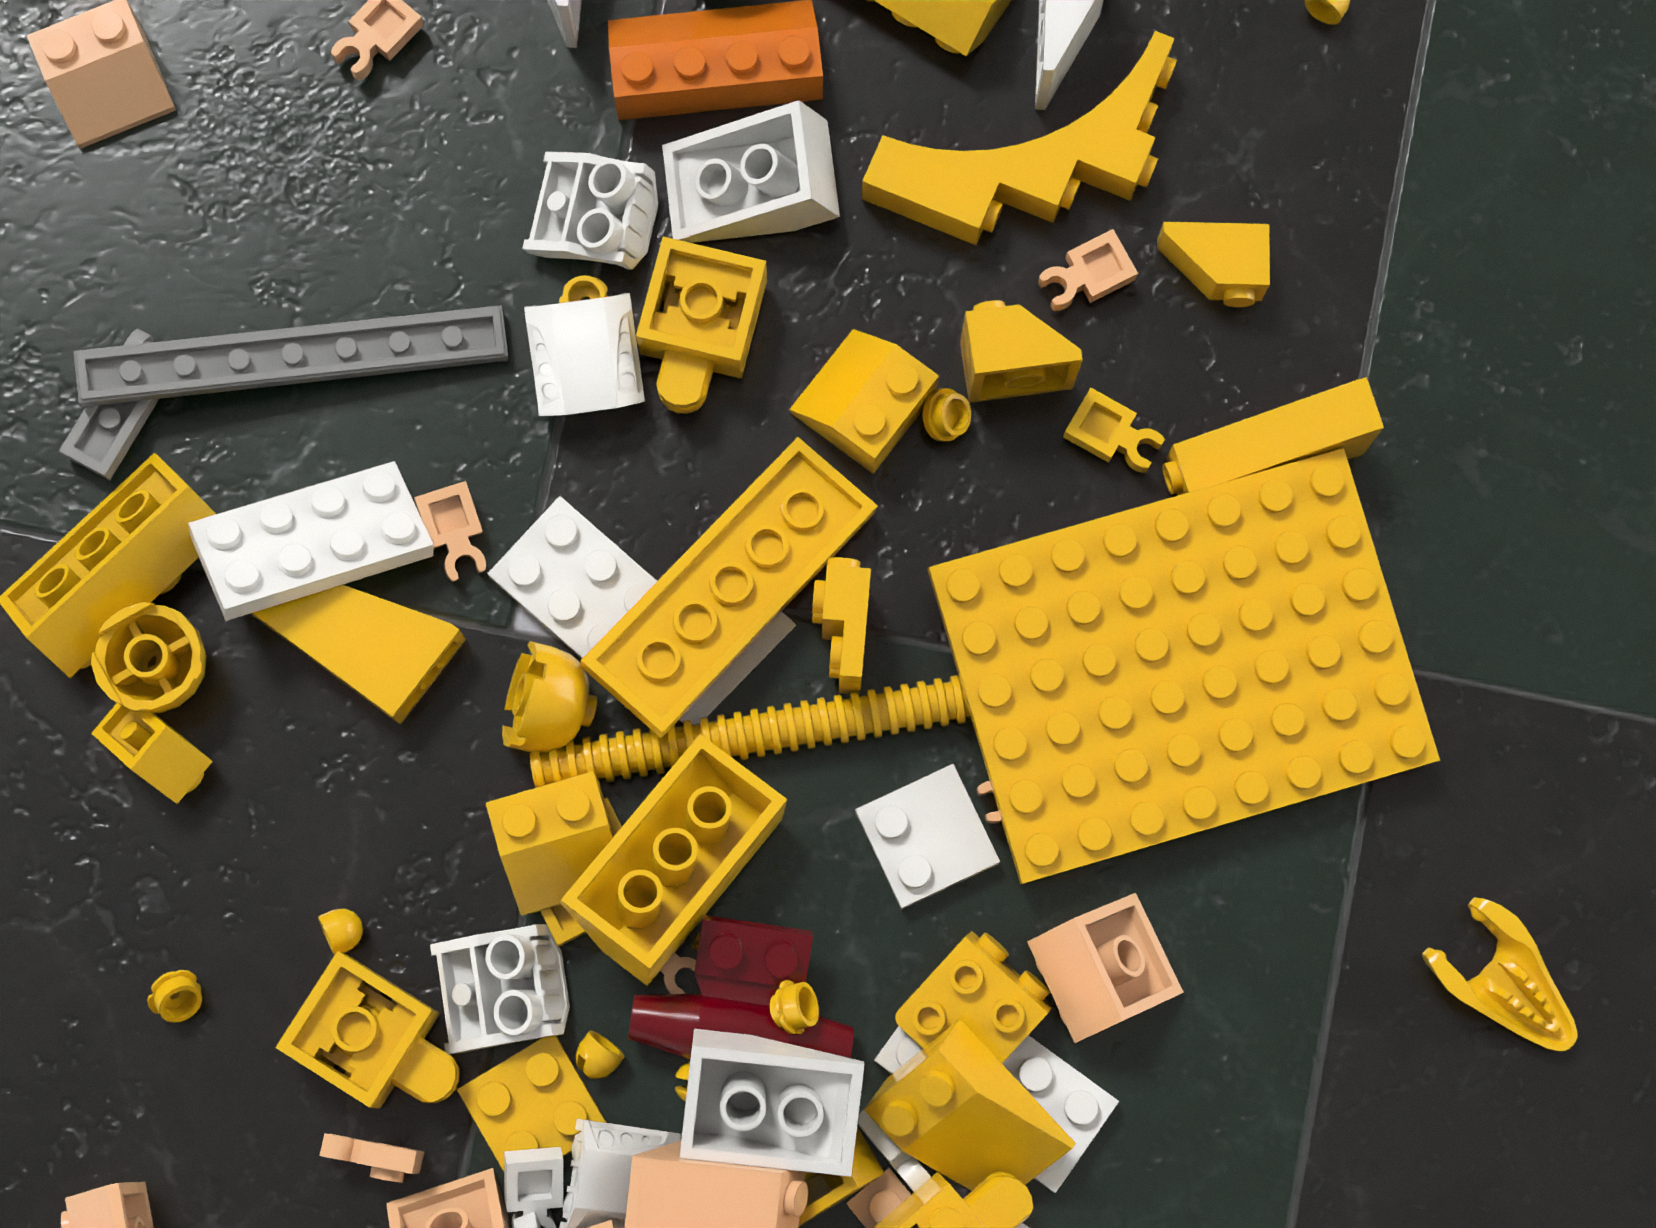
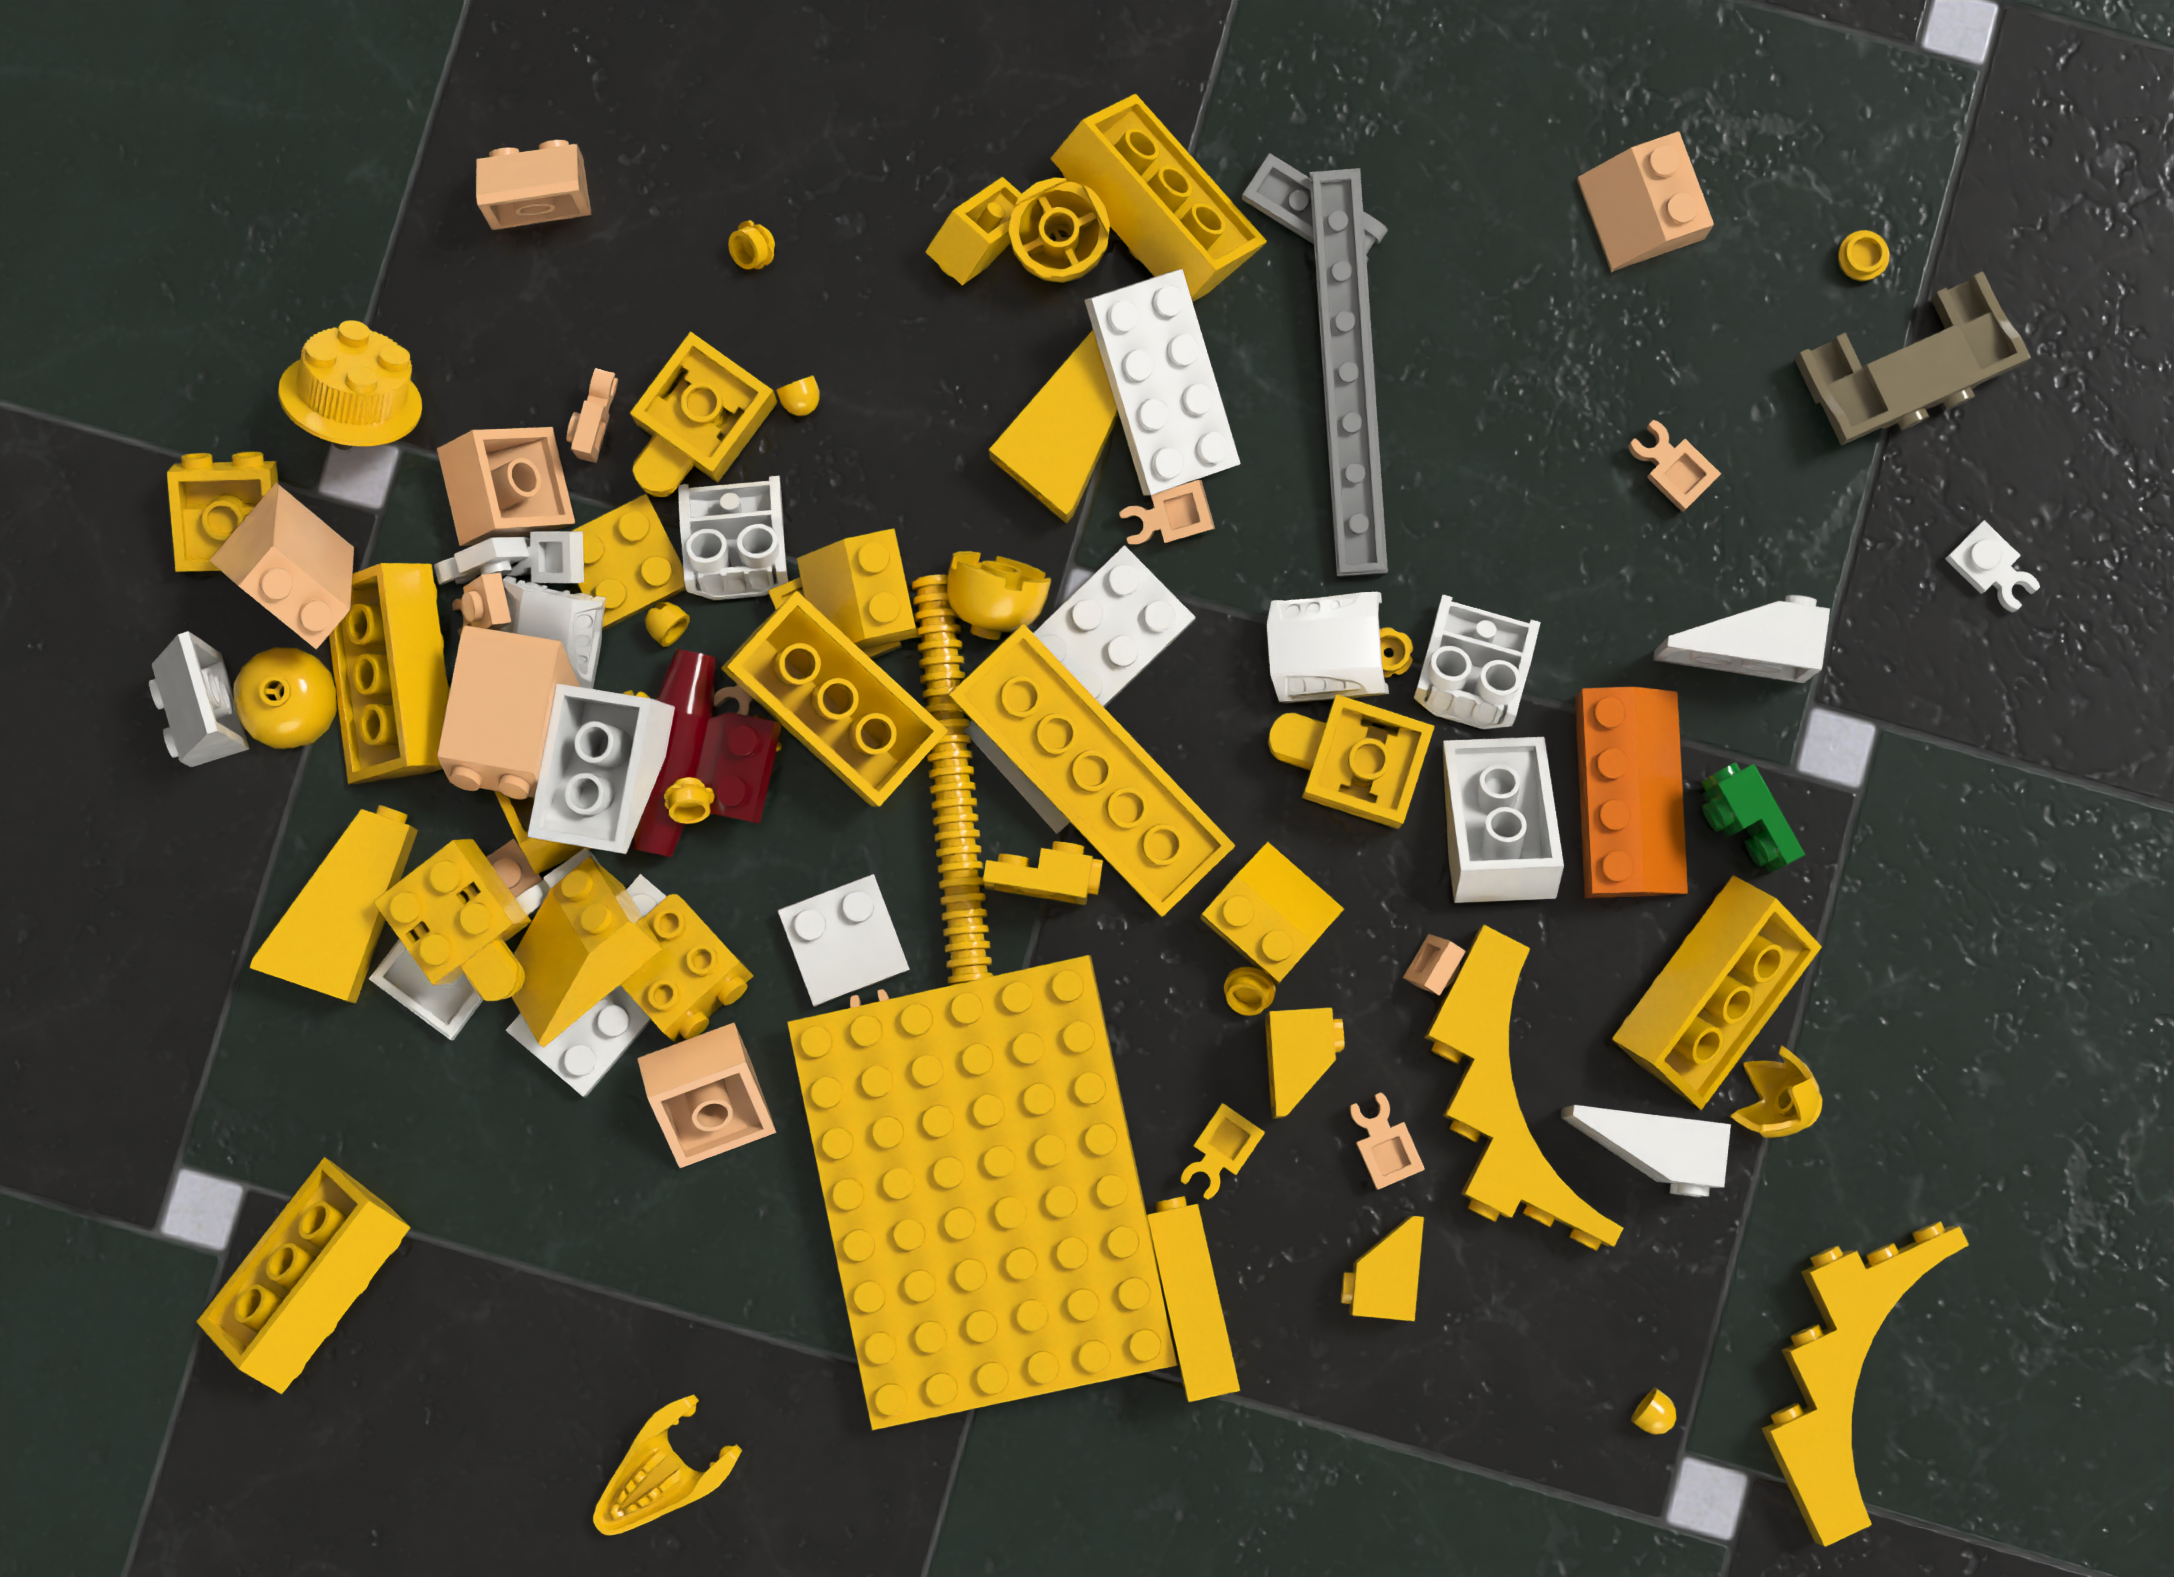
camera: 95 degrees right, 5 degrees up
(904, 232) = (1435, 965): none -> light nougat plate

